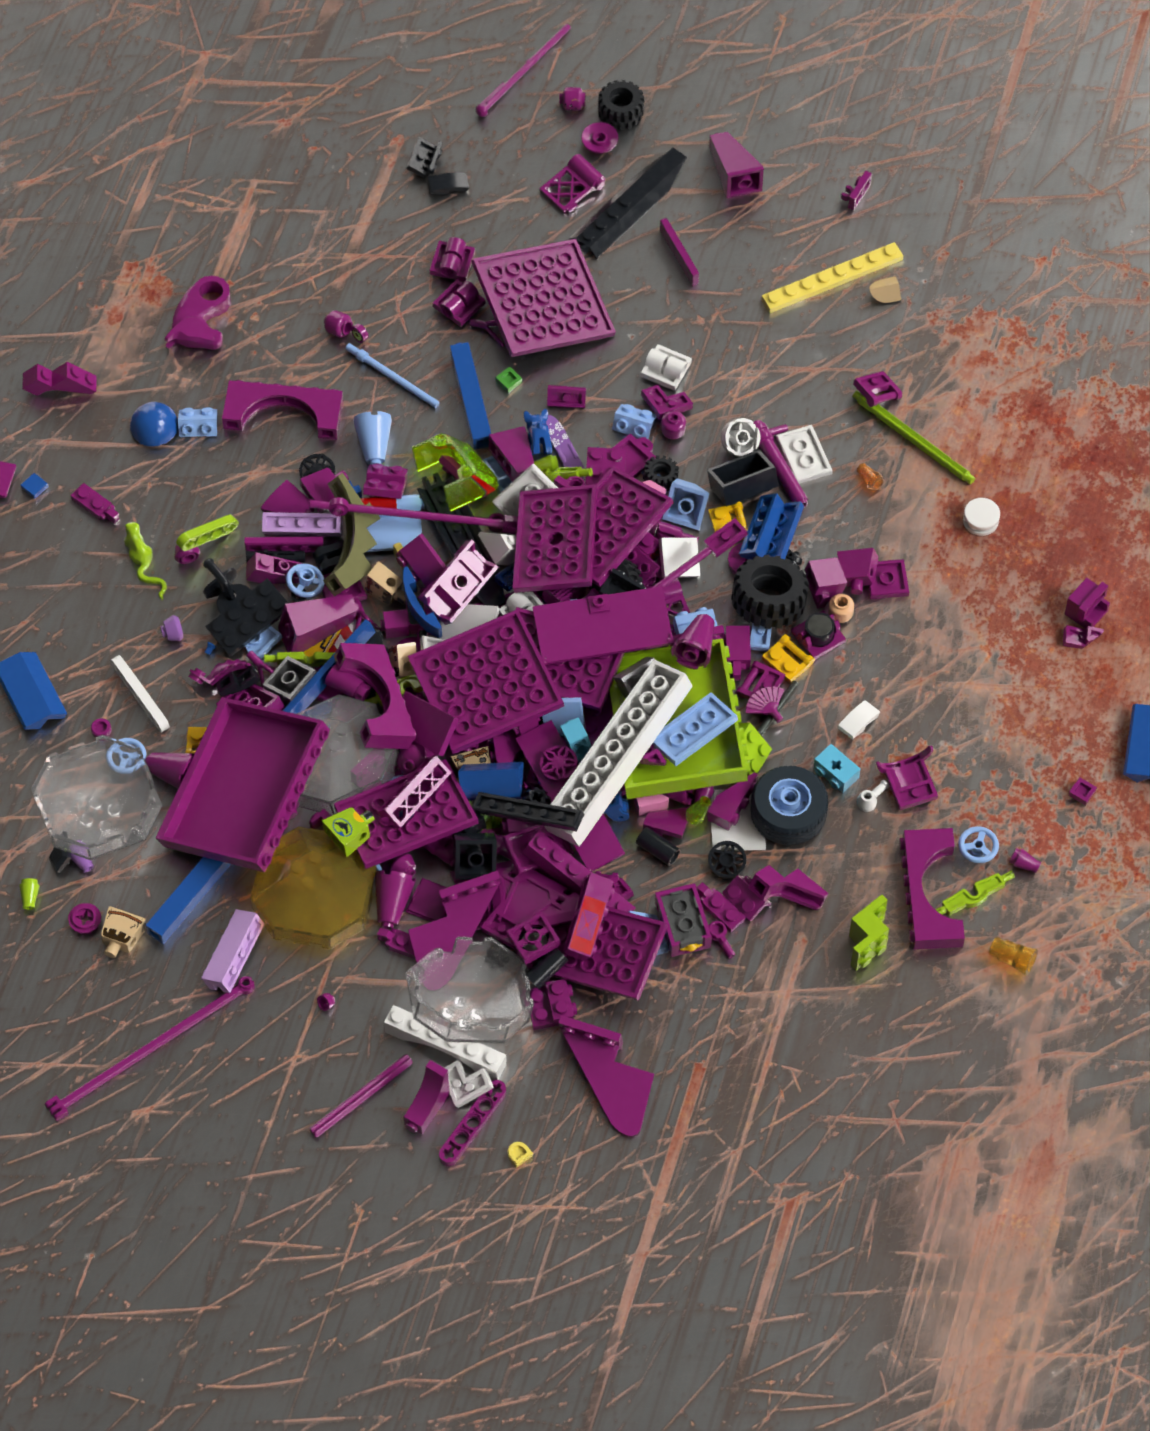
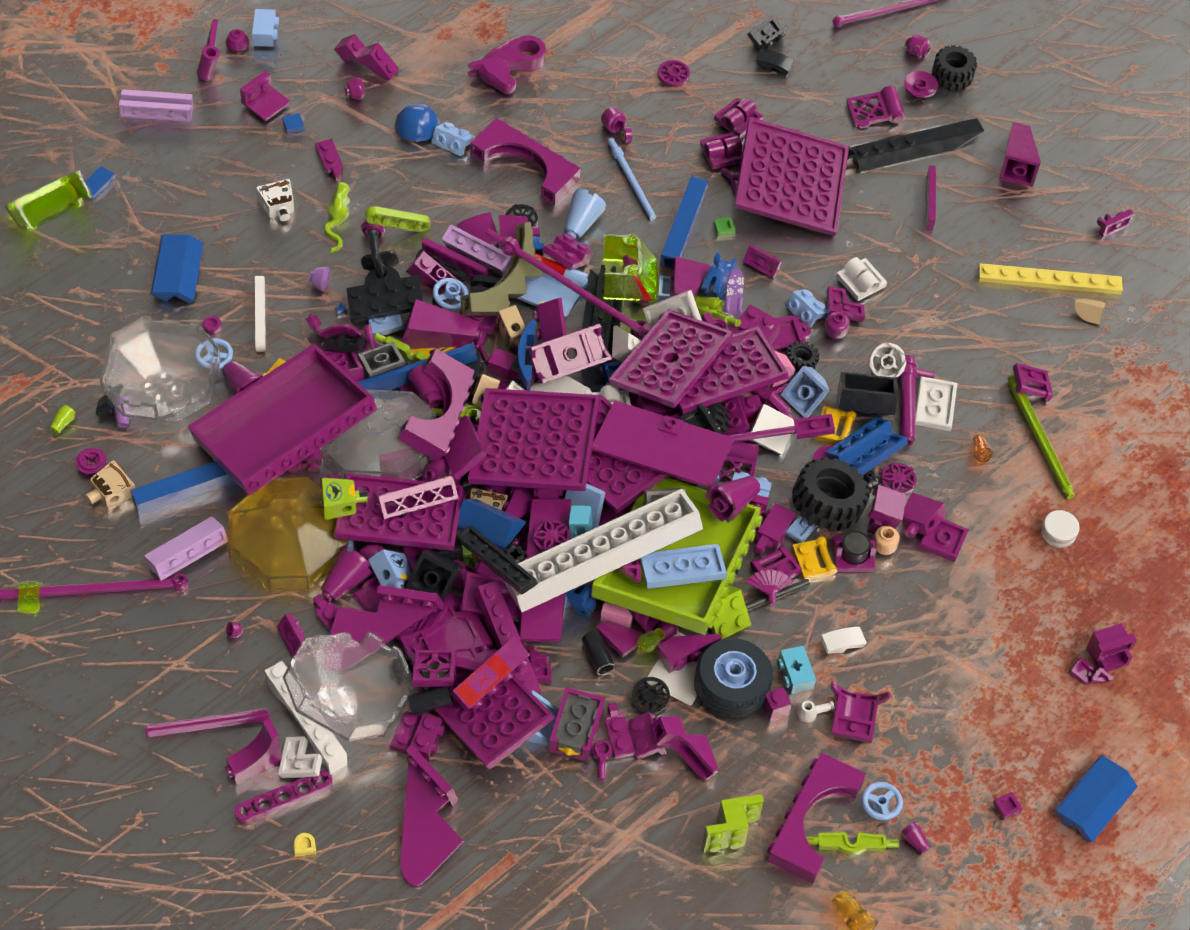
camera: 25 degrees right, 5 degrees down
(71, 419) = (355, 89): none -> magenta cone
(76, 572) = (276, 199): none -> white torso
(121, 1071) = (29, 596): none -> clear neon green bracket
(361, 244) = (673, 73): none -> magenta wheel
(382, 977) = (291, 633): none -> magenta plate
(432, 871) = (391, 568): none -> light blue torso
(814, 543) = (898, 478): none -> magenta wheel
(839, 808) = (777, 704): none -> magenta brick

